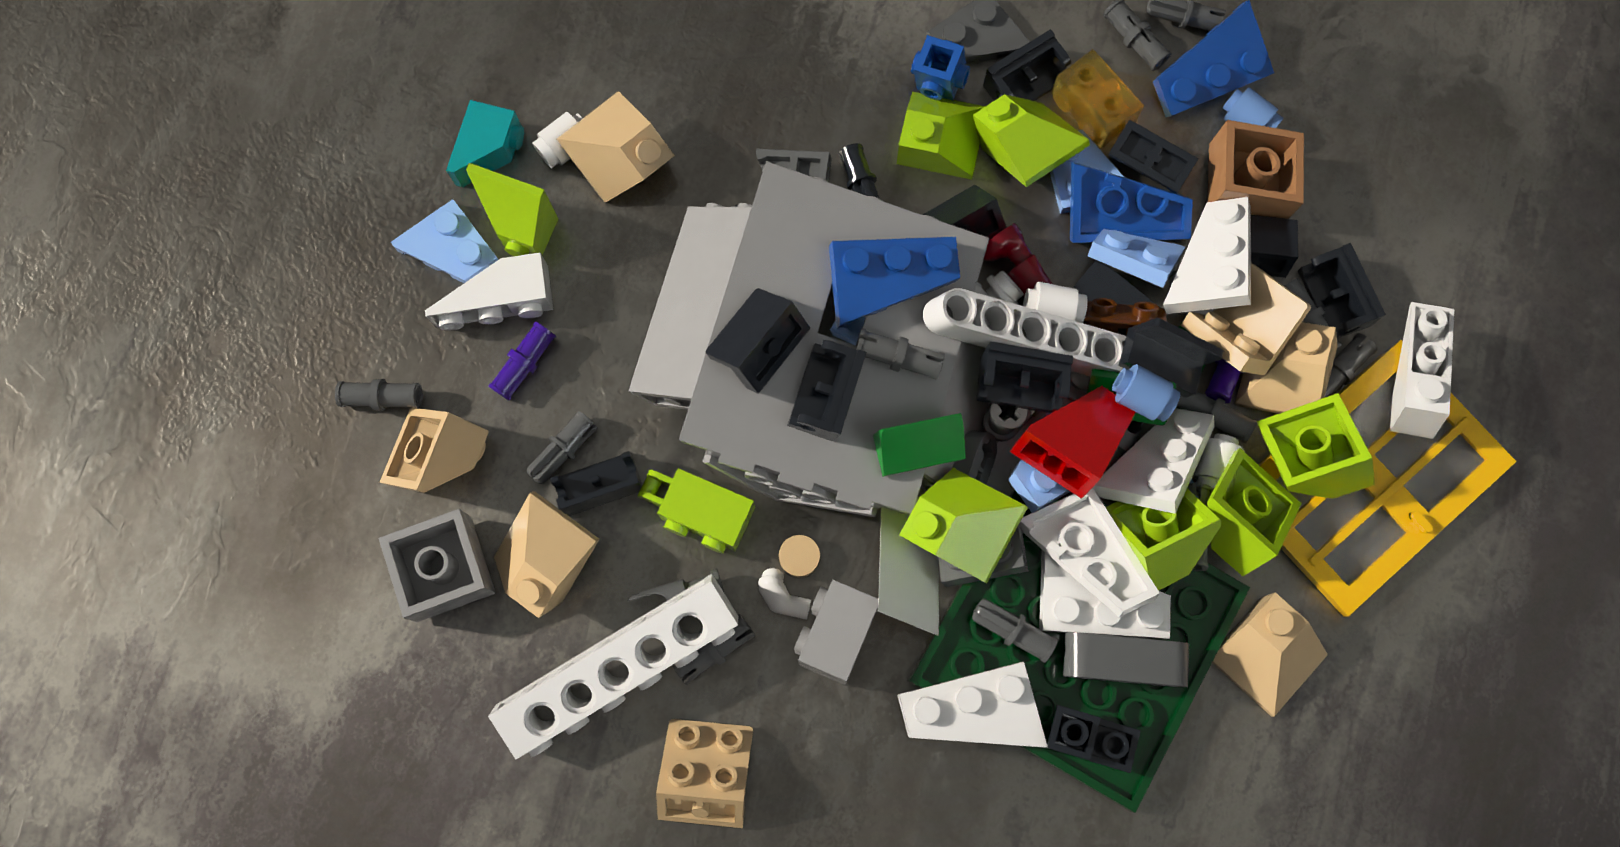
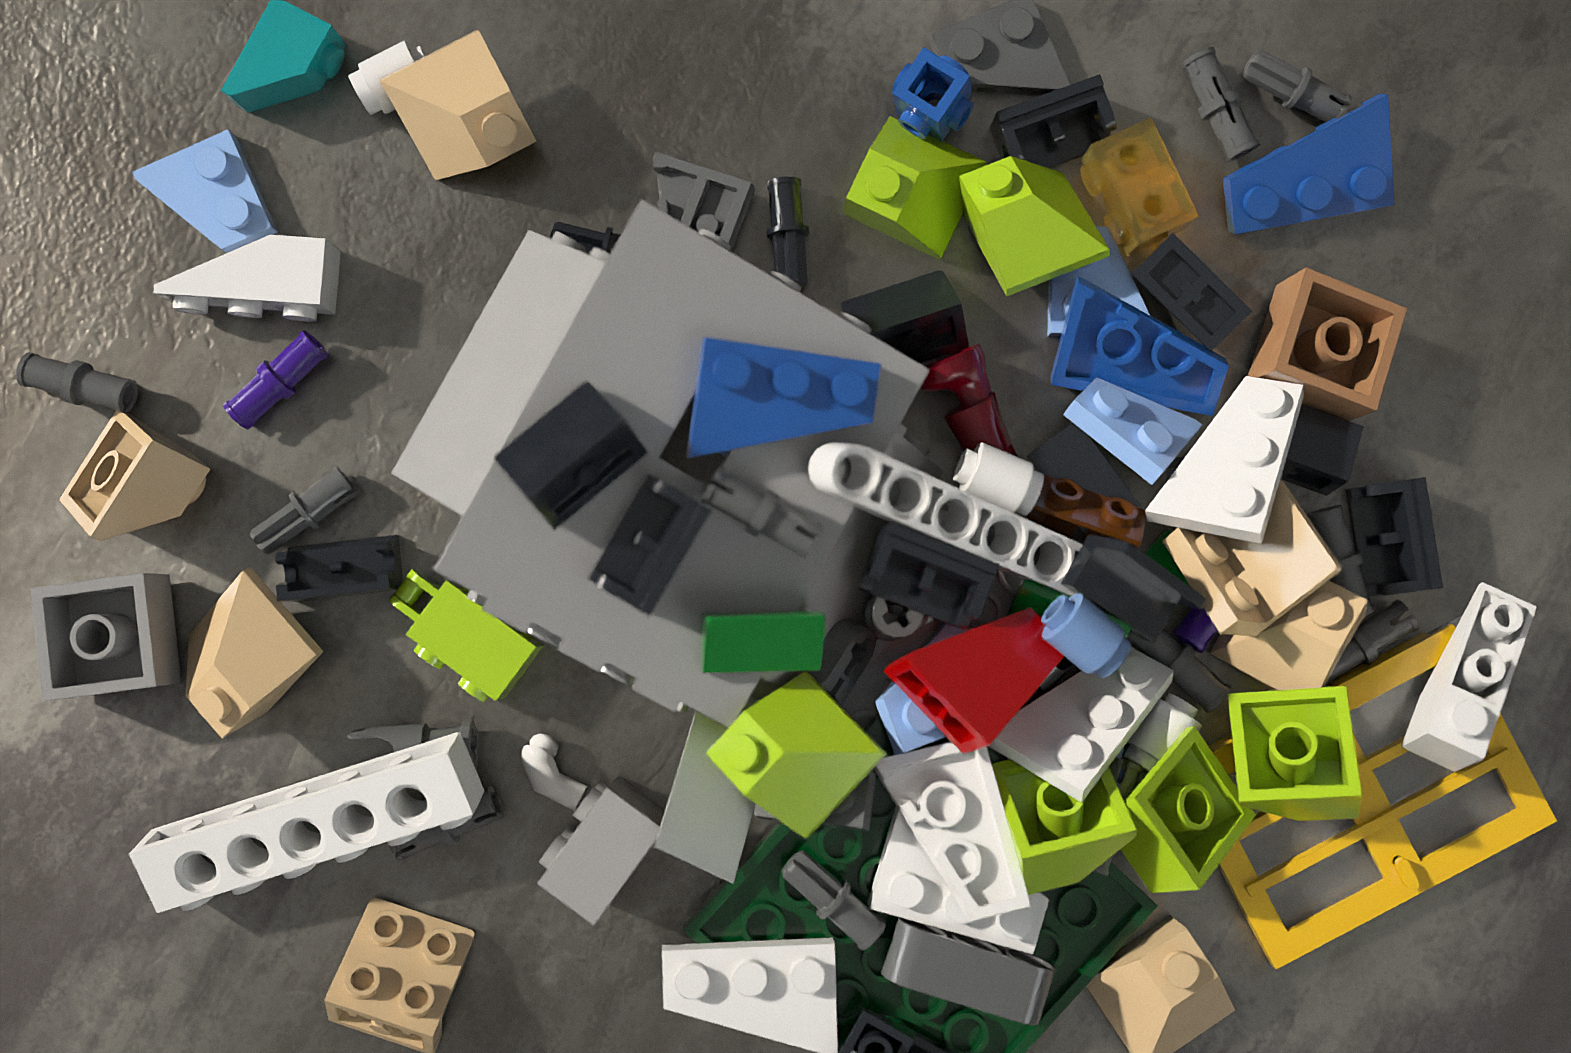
camera: 10 degrees right, 10 degrees up
(516, 210) = (301, 174): lime slope -> none
(799, 556) = (584, 725): tan tile -> none
(1003, 288) = (936, 440): white plate -> none
(1251, 109) = (1346, 255): medium blue brick -> none

